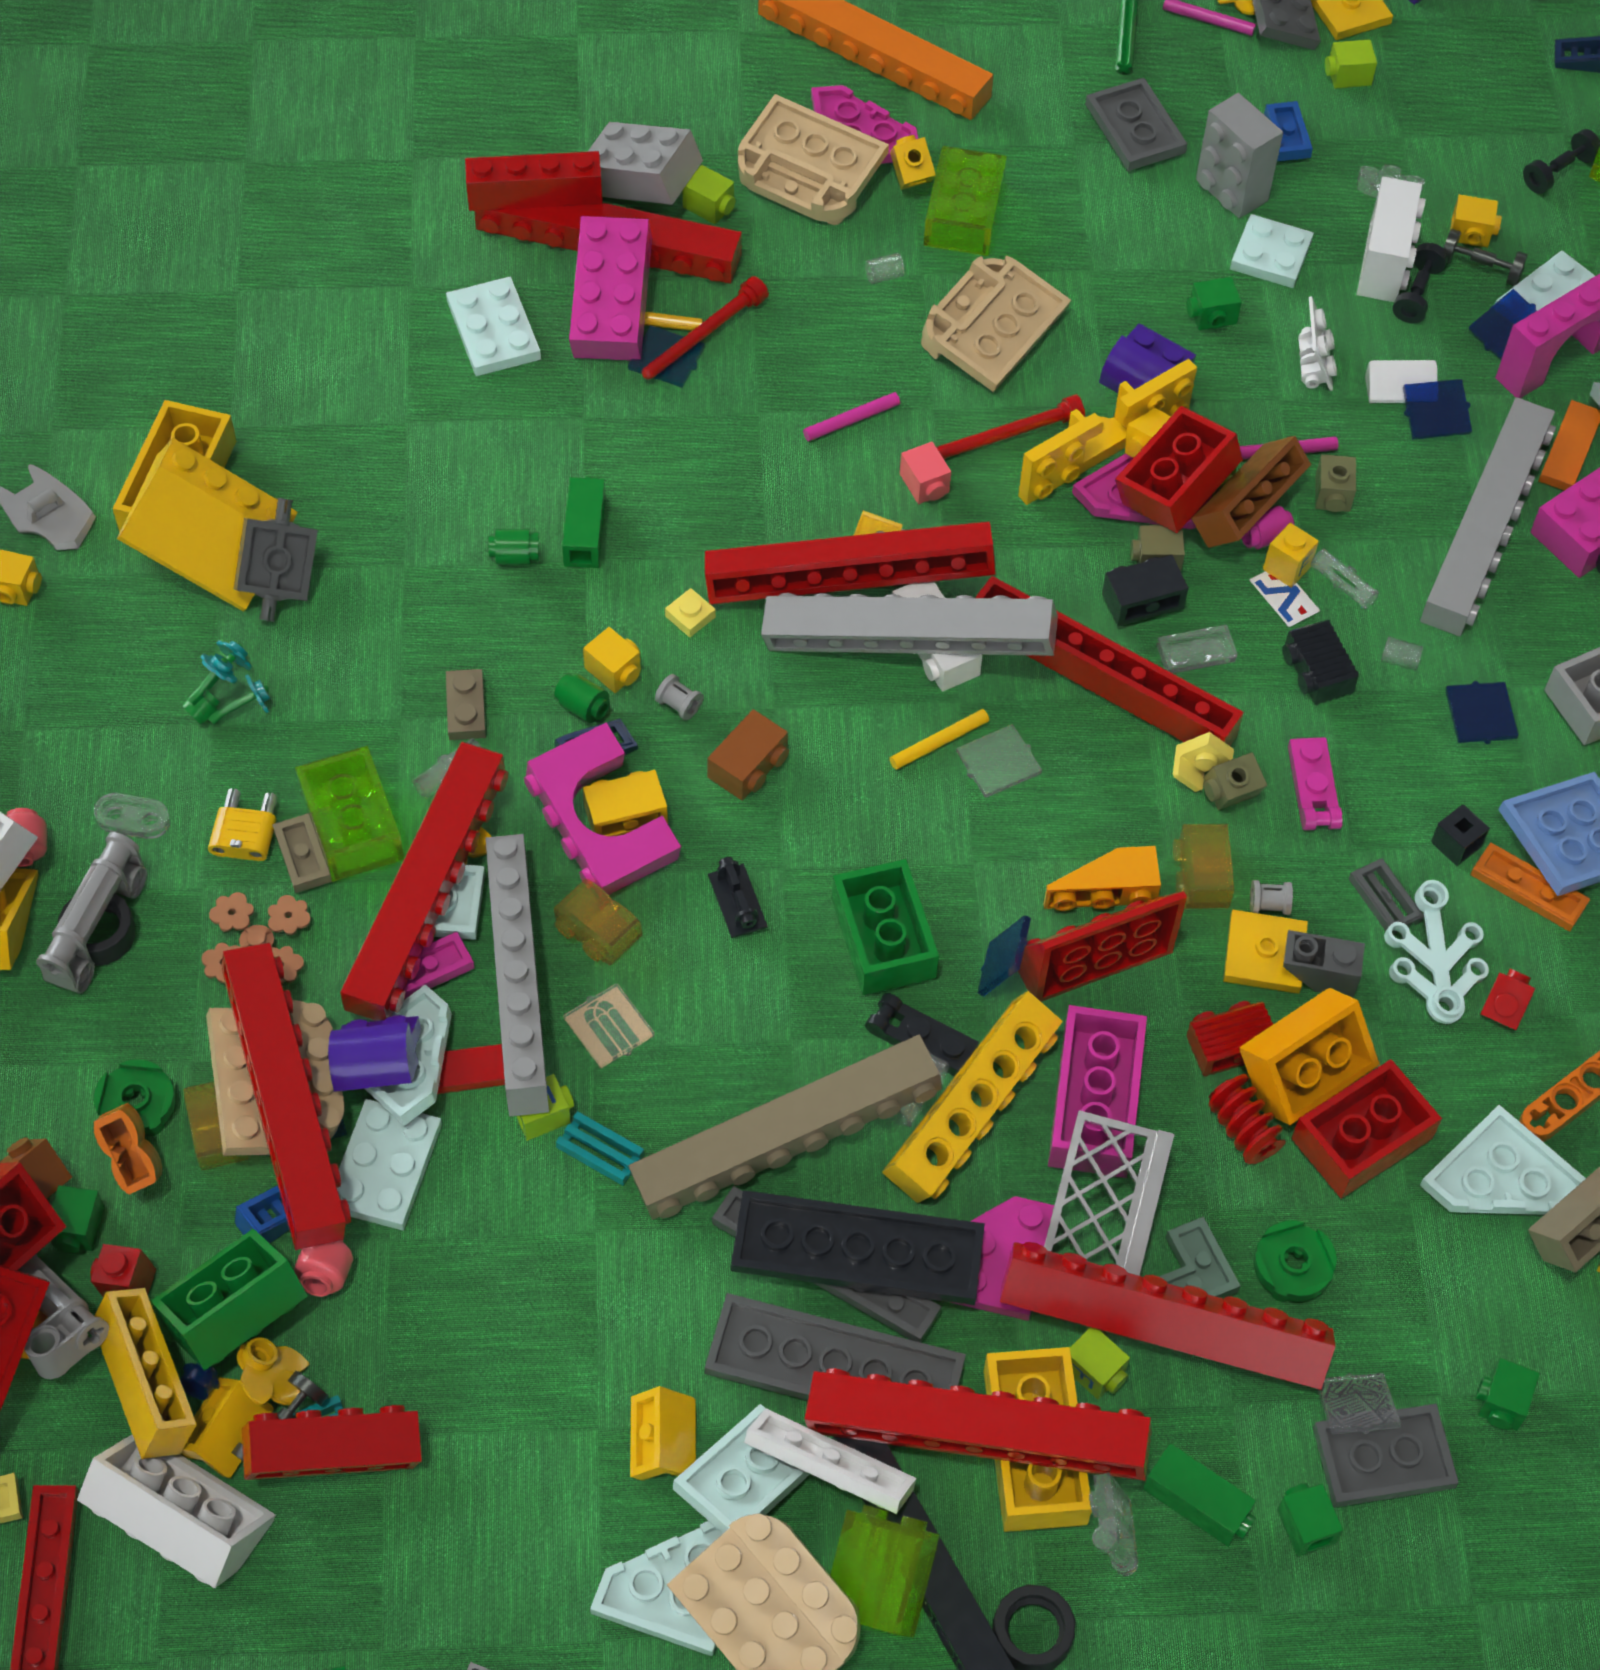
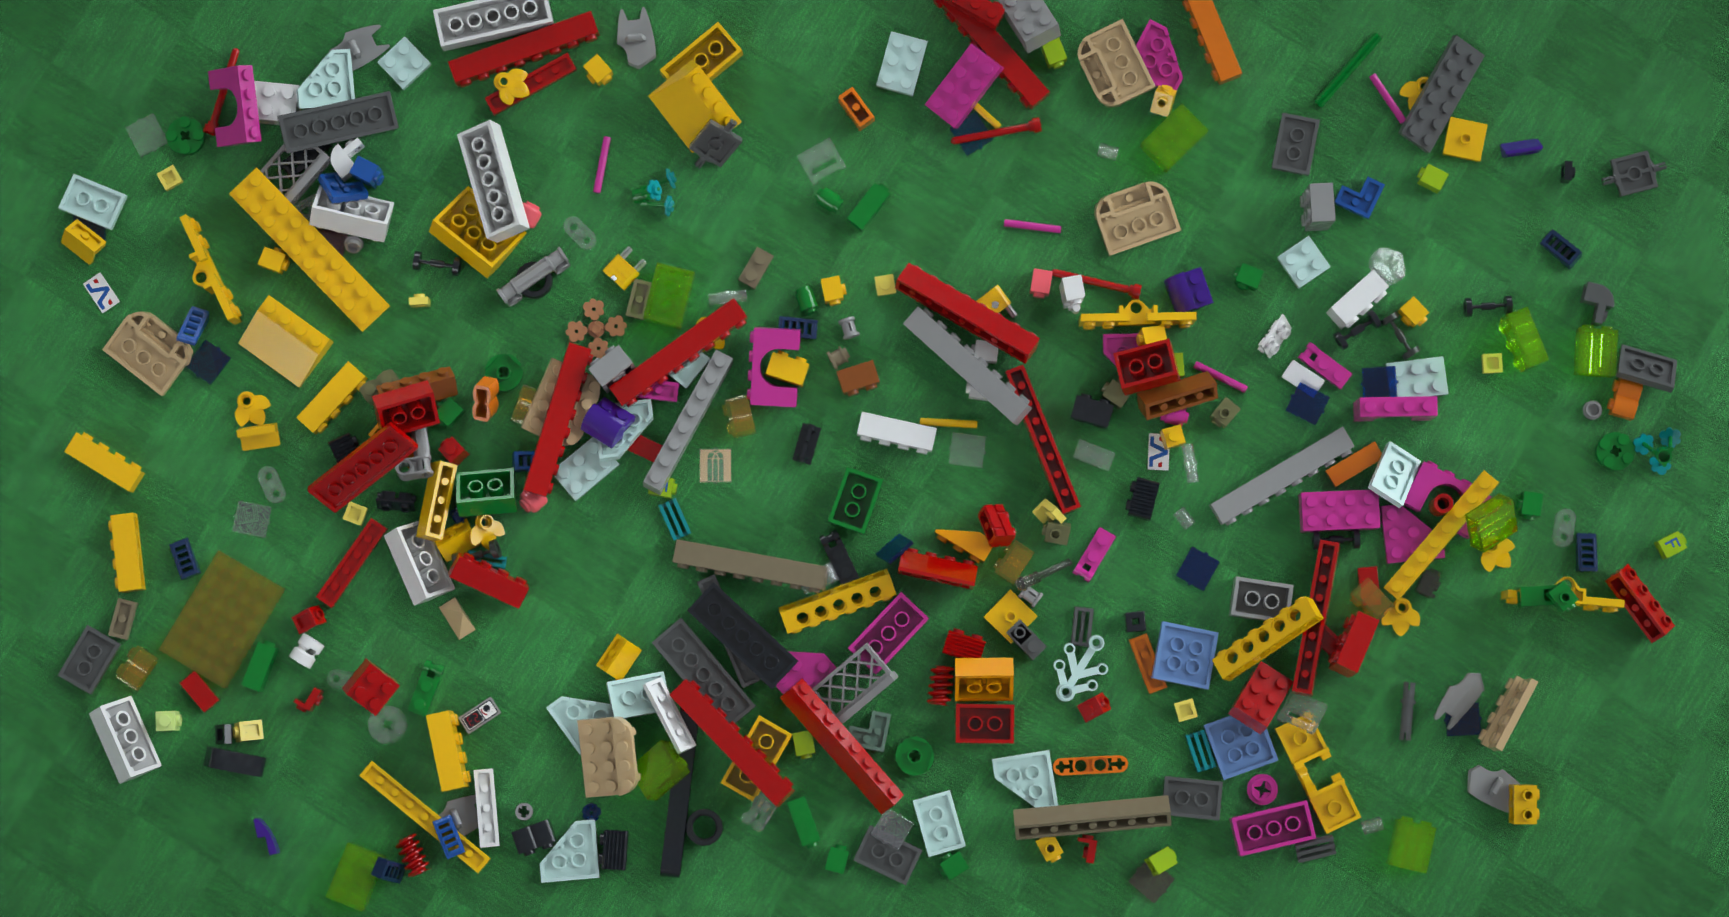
camera: 40 degrees right, 25 degrees up
(54, 1439) = (405, 502): none -> black hinge
(104, 704) = (602, 164): none -> dark pink bar
(314, 1563) = (457, 618): none -> tan slope
(323, 955) = (611, 367): none -> light grey brick
(455, 502) = (817, 156): none -> clear plate
(467, 406) = (856, 109): none -> orange brick
(693, 746) = (838, 357): none -> dark tan brick
(870, 794) = (896, 432): none -> white brick
(984, 446) = (1072, 293): none -> white piece
(1137, 821) = (996, 525): none -> red brick
(1249, 875) = (1035, 577): none -> clear smoke pin
(1425, 1343) = (939, 823): none -> light aqua plate
(1446, 351) = (1325, 366): none -> dark pink plate

